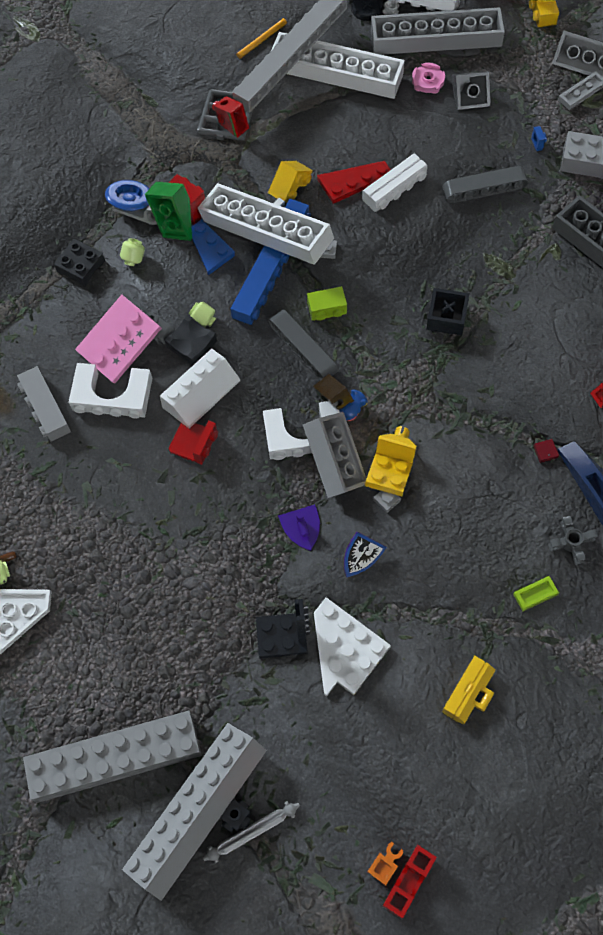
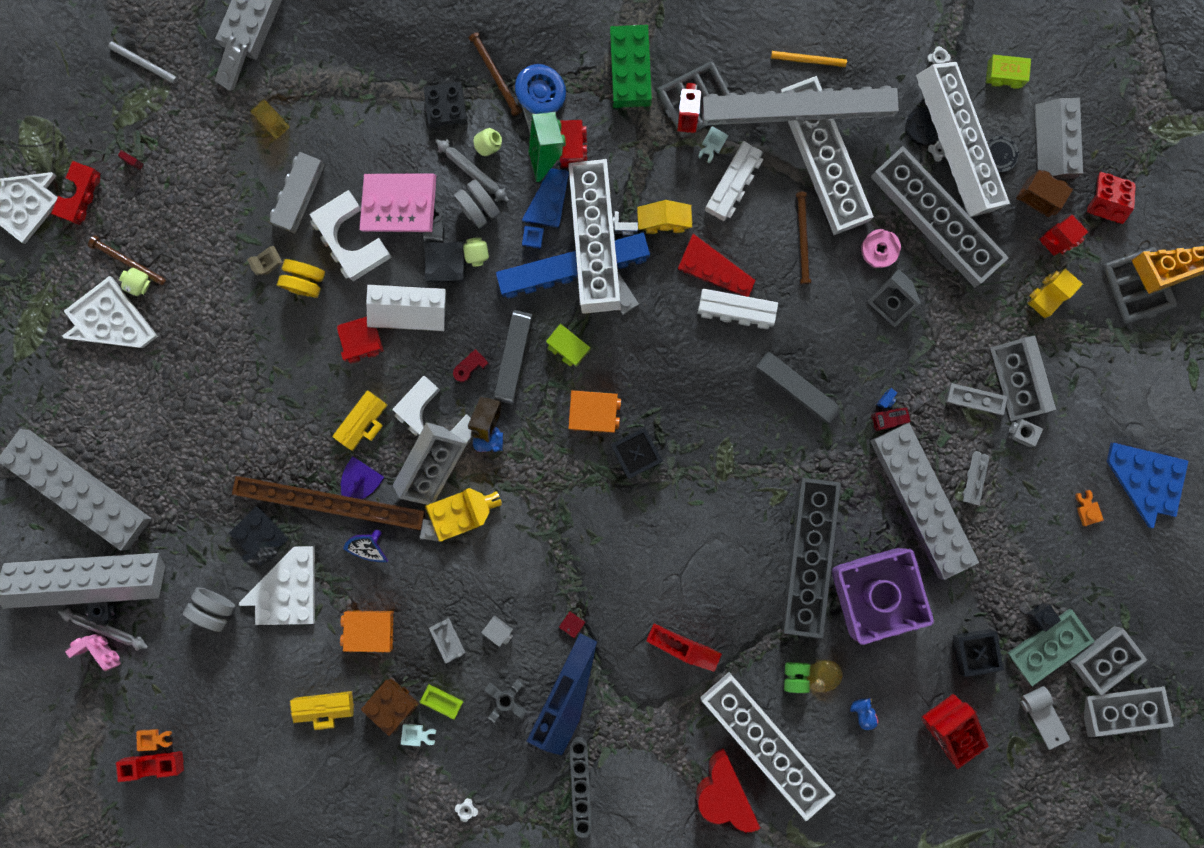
camera: 50 degrees right, 20 degrees up
(72, 463) = (265, 261): none -> dark tan bracket
(89, 218) = (495, 74): none -> reddish brown bar
(109, 442) = (300, 280): none -> yellow wheel
(139, 279) = (472, 170): none -> light grey wheel
(167, 133) = (630, 66): none -> green brick
(169, 285) = (477, 203): none -> light grey wheel
(226, 272) = (532, 237): none -> blue plate
(251, 853) = (98, 647): none -> bright pink bracket
(257, 493) = (355, 424): none -> yellow piece
(266, 123) = (714, 142): none -> light aqua plate
(283, 384) = (469, 365): none -> dark red leg
(298, 559) = (328, 502): none -> reddish brown plate
(304, 128) = (734, 181): none -> white brick
(310, 715) = (208, 609): none -> light grey wheel
(351, 99) = (803, 237): none -> reddish brown bar
(391, 320) = (594, 411): none -> orange brick
(431, 605) = (367, 631): none -> orange brick
(487, 551) = (447, 640): none -> light grey hinge
(510, 505) = (497, 631): none -> light grey brick
(511, 632) = (390, 706): none -> reddish brown brick
(549, 633) = (414, 735): none -> light aqua plate
(554, 146) = (890, 418): none -> dark red leg

